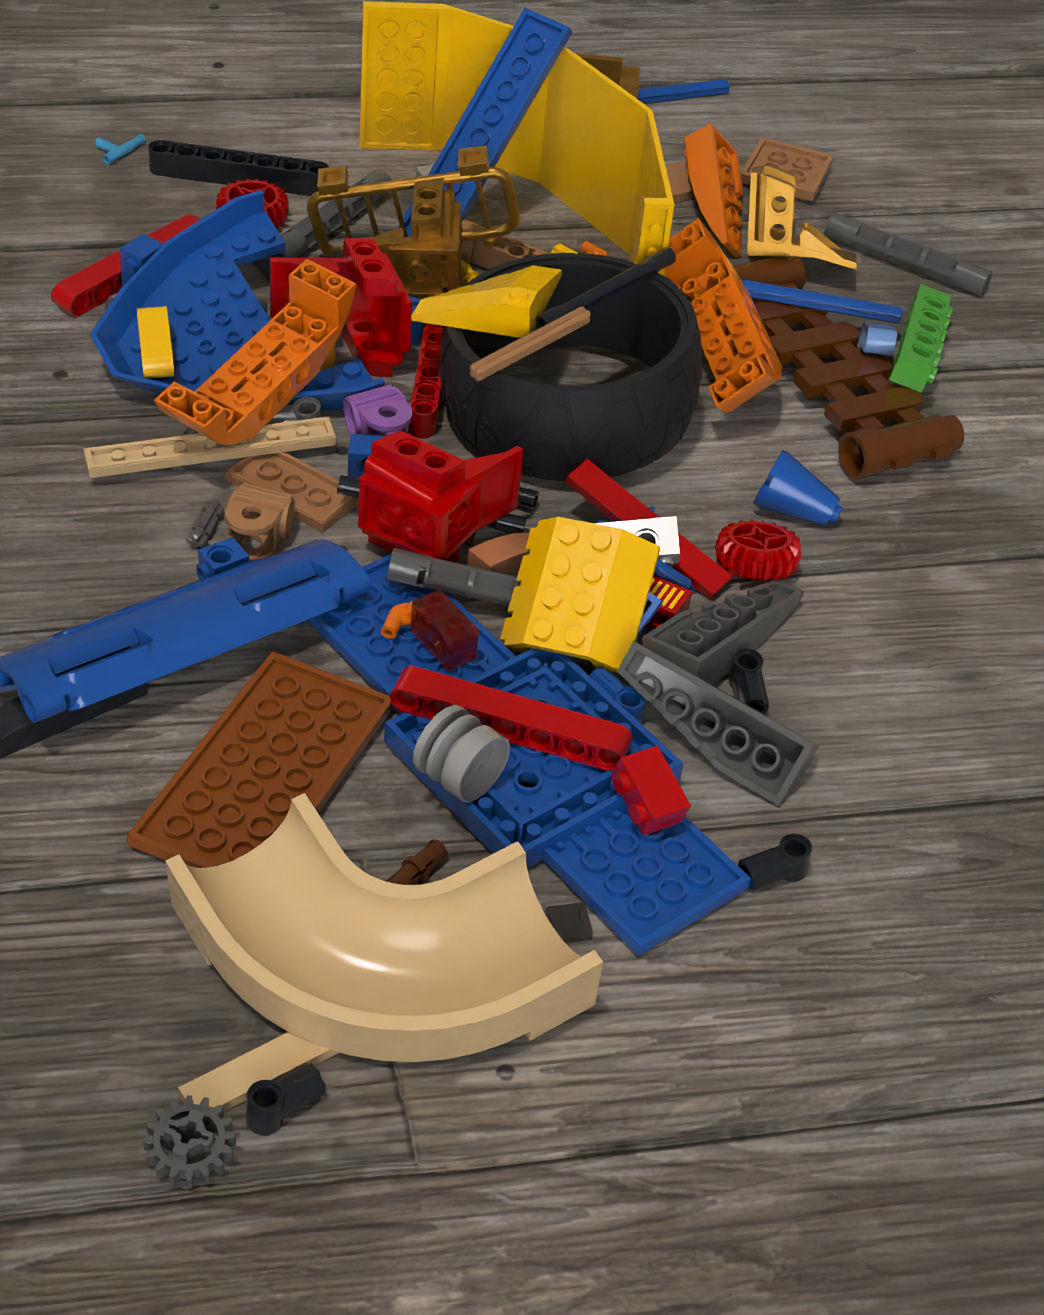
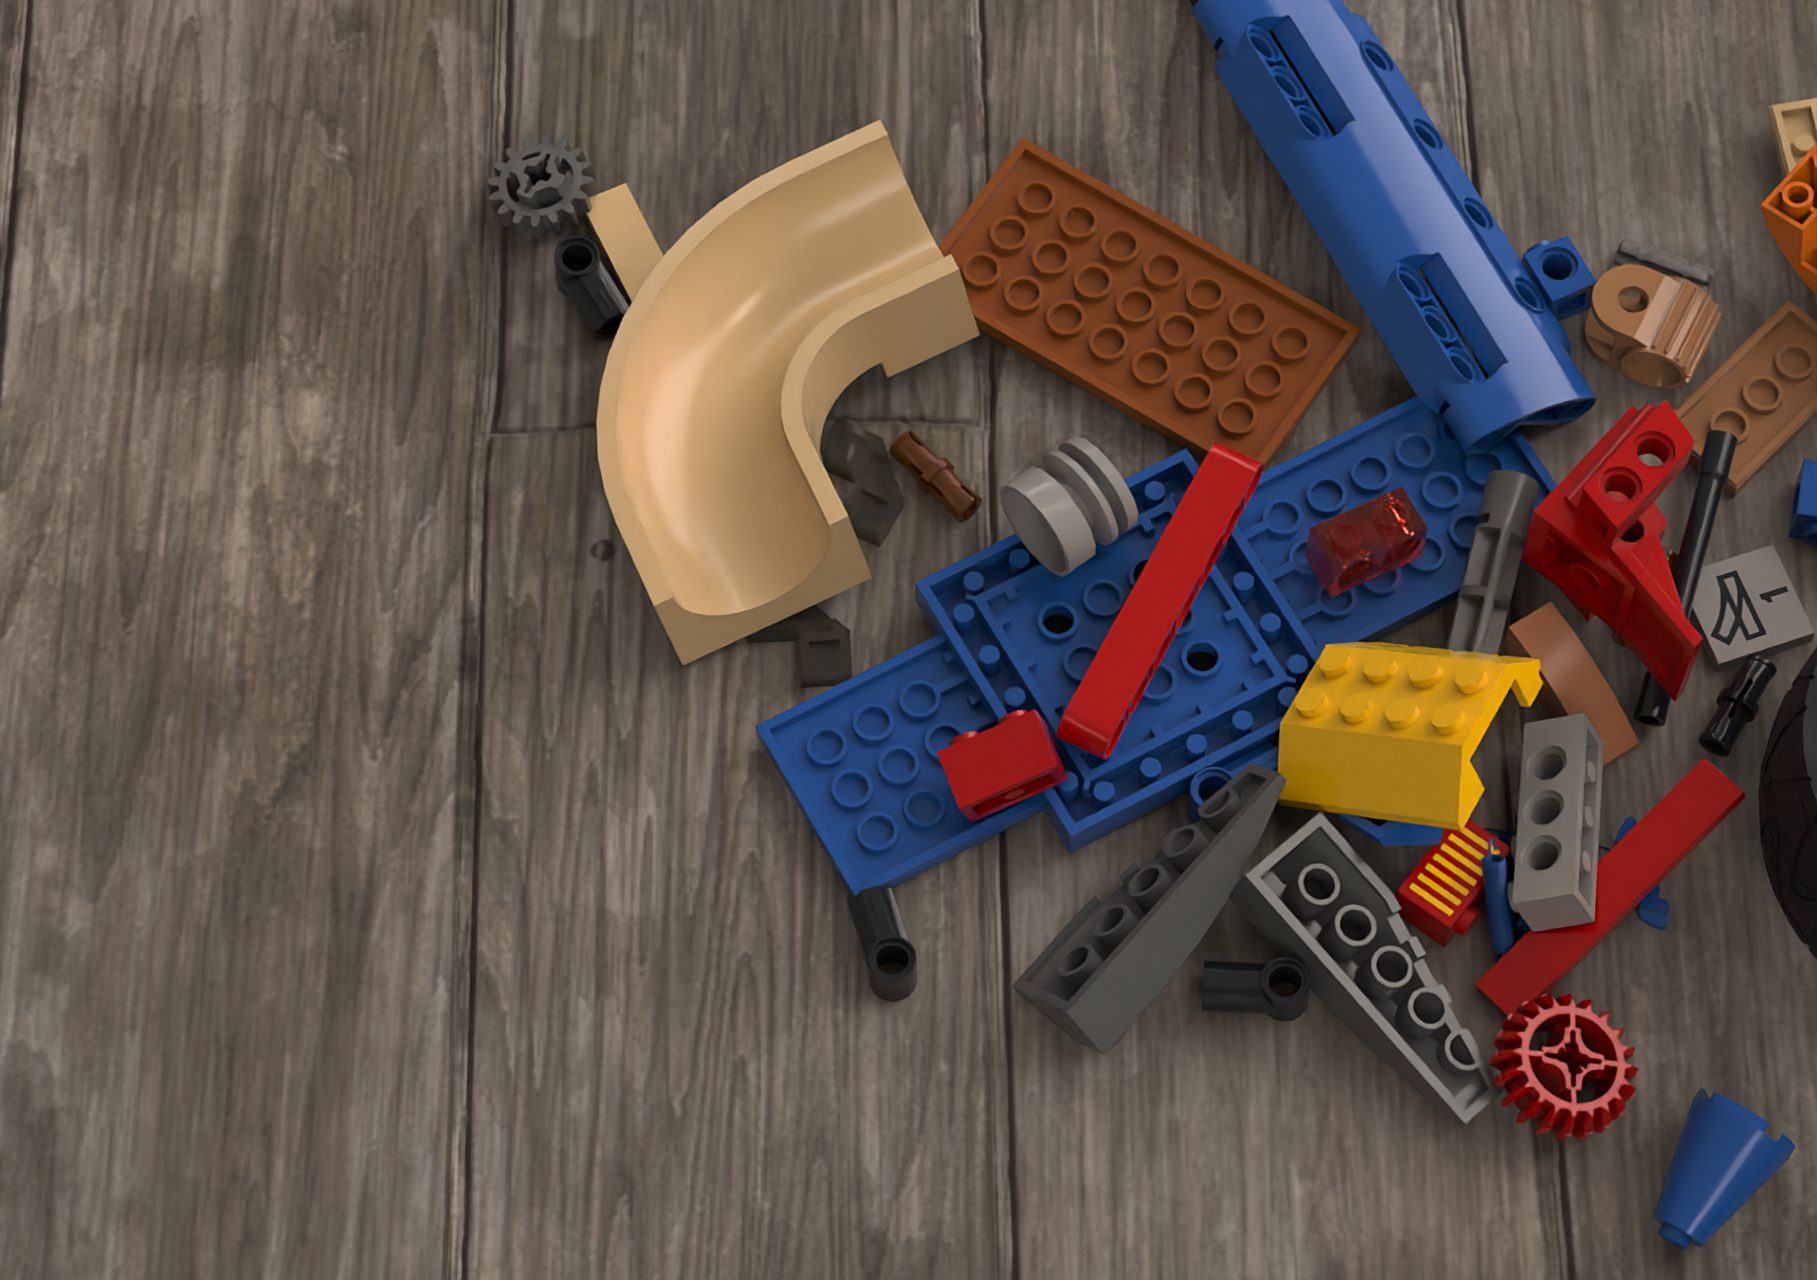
camera: 105 degrees right, 20 degrees up
(397, 617) = (1416, 489): orange arm -> none

